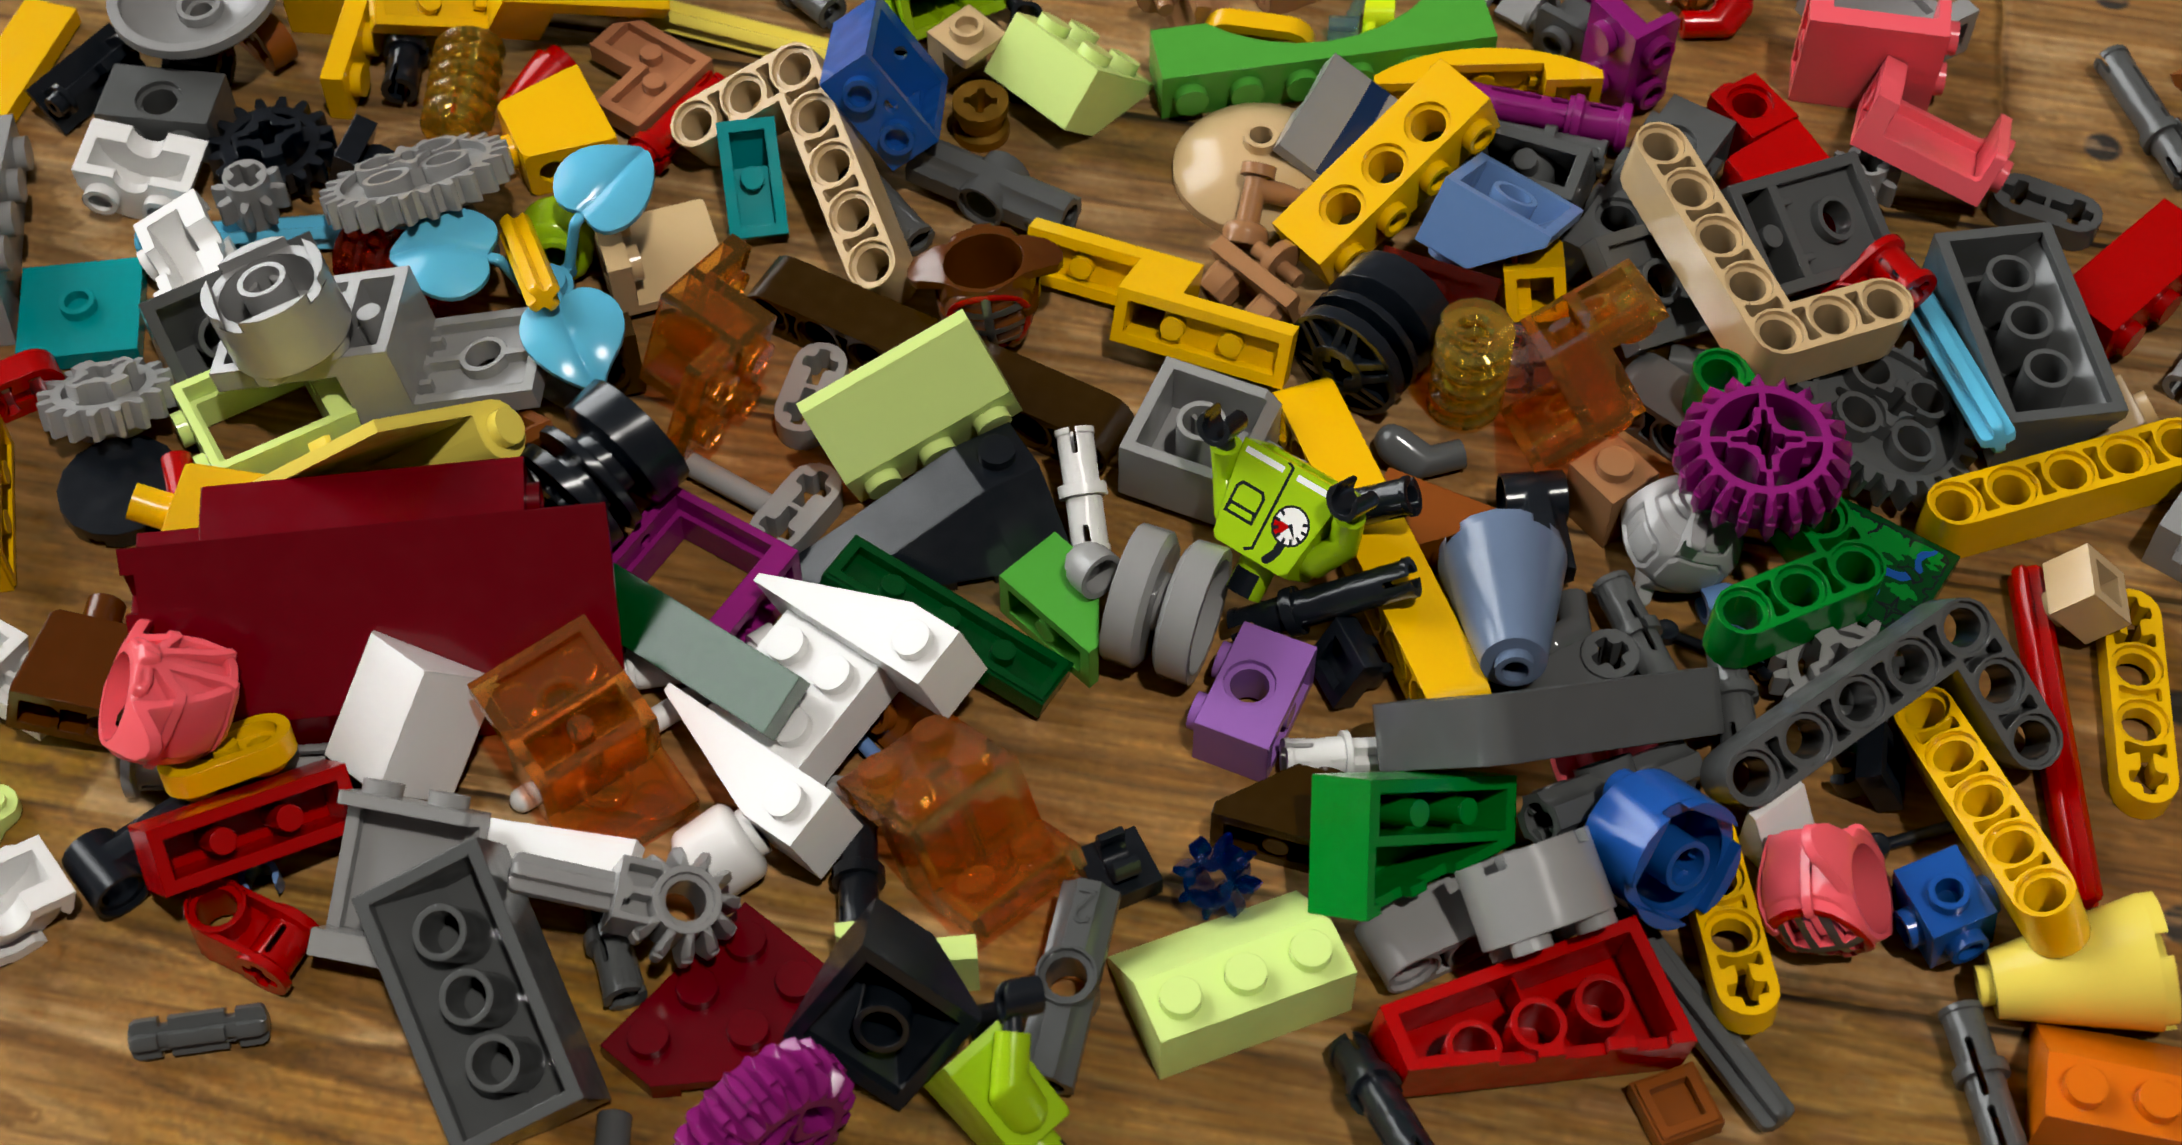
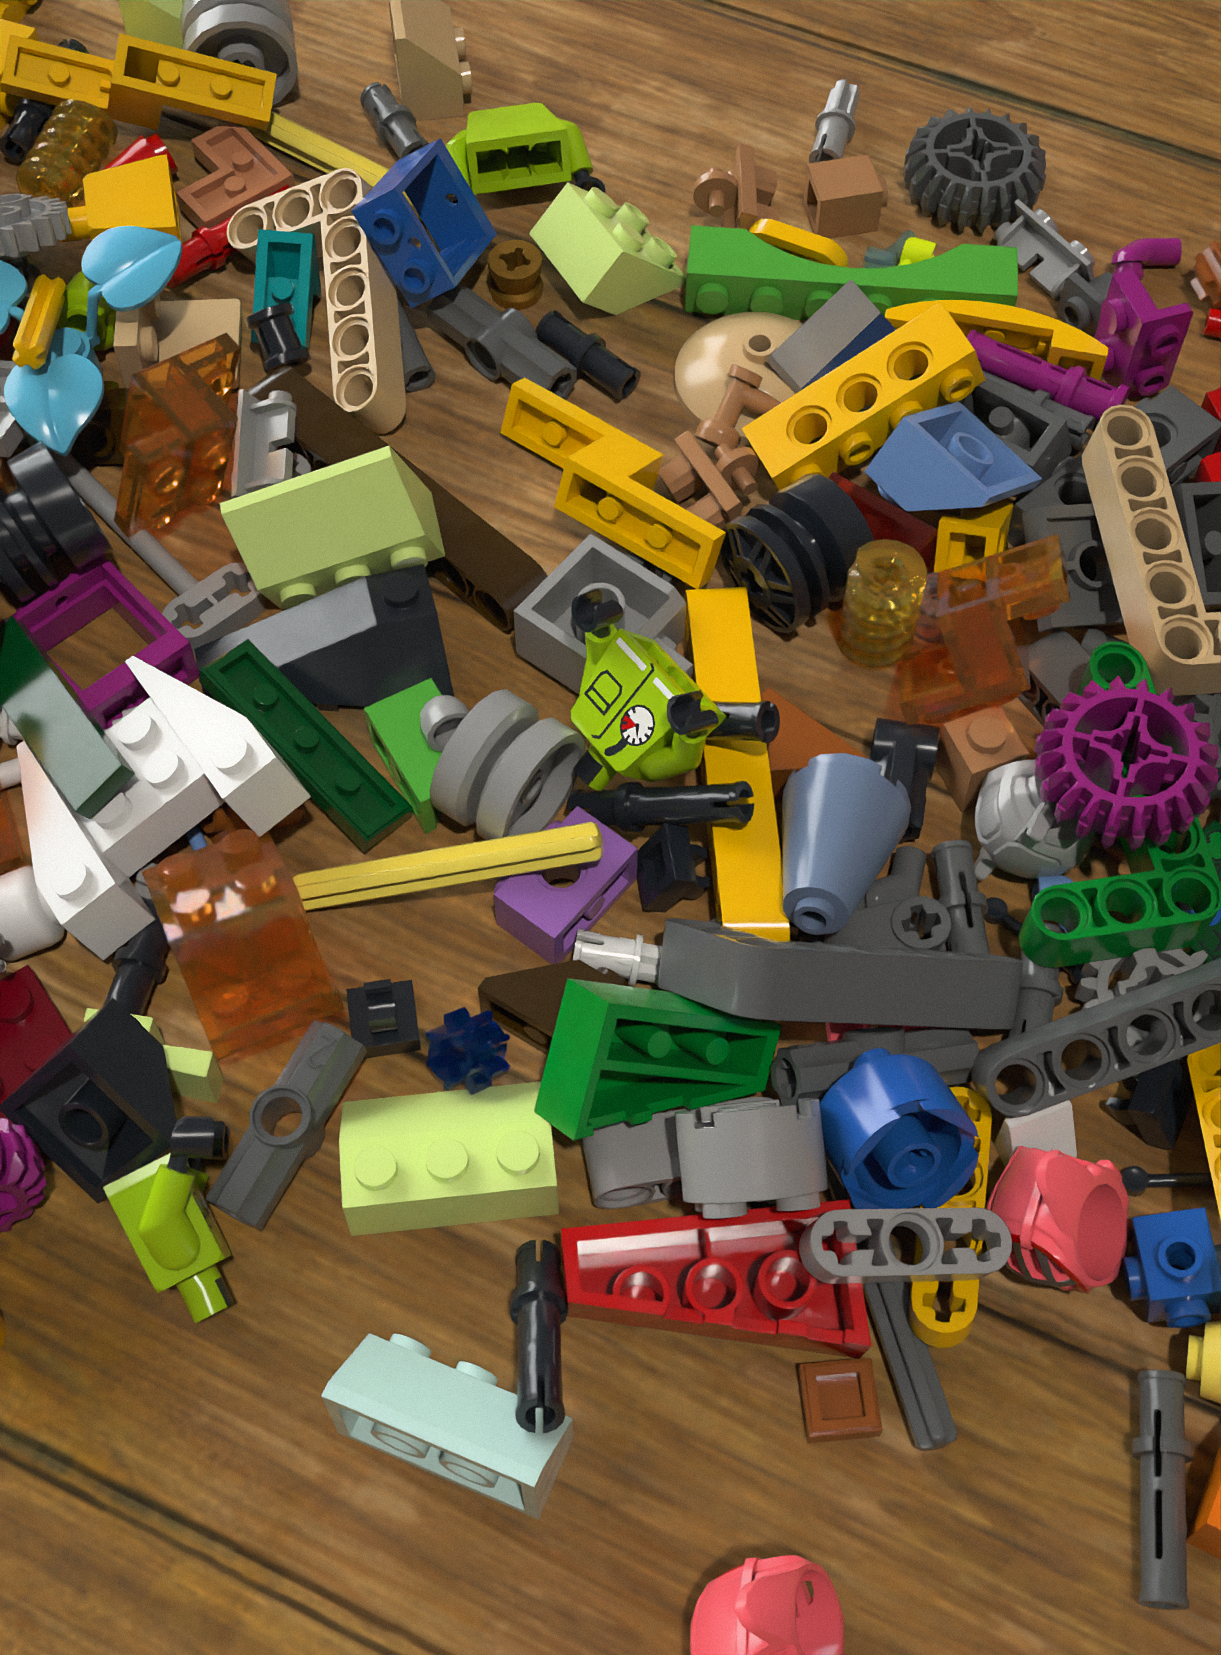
camera: 15 degrees right, 5 degrees up
(765, 230) = (278, 337): none -> black bush
(799, 322) = (259, 432): none -> light grey hinge
(962, 43) = (516, 204): tan bracket -> none
(989, 277) = (455, 427): reddish brown piece -> none
(1082, 486) = (475, 641): white pin -> none
(1085, 181) = (588, 355): none -> black pin
(1151, 701) = (450, 866): none -> light yellow axle
(1414, 456) = (807, 683): dark grey arm -> none
(1683, 964) = (931, 1226): none -> light grey beam

